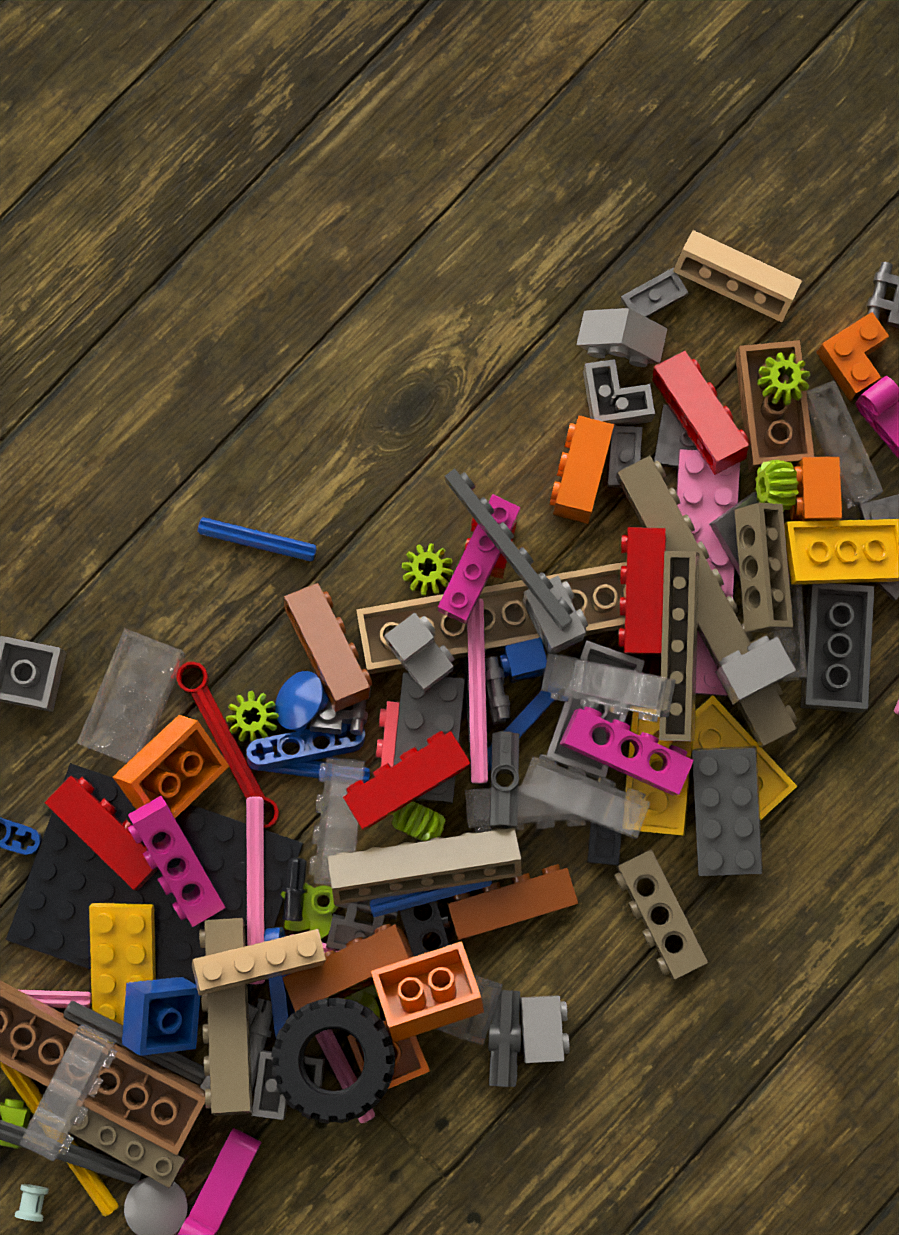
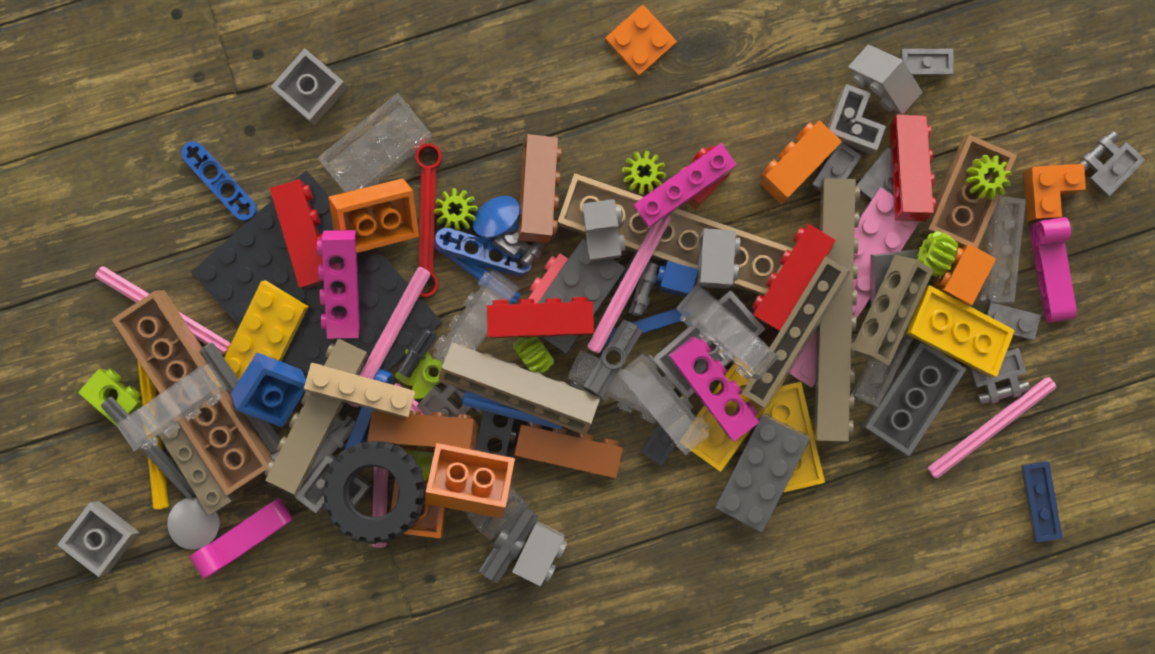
camera: 30 degrees right, 5 degrees up
(31, 1202) = (107, 469): light aqua bush -> none
(257, 539) = (527, 77): blue axle -> none
(347, 435) = (640, 40): none -> orange plate
(501, 538) = (709, 179): dark grey plate -> none
(690, 953) = (677, 559): dark tan brick -> none
(737, 276) = (997, 81): tan brick -> none
(754, 670) = (842, 382): light grey brick -> none

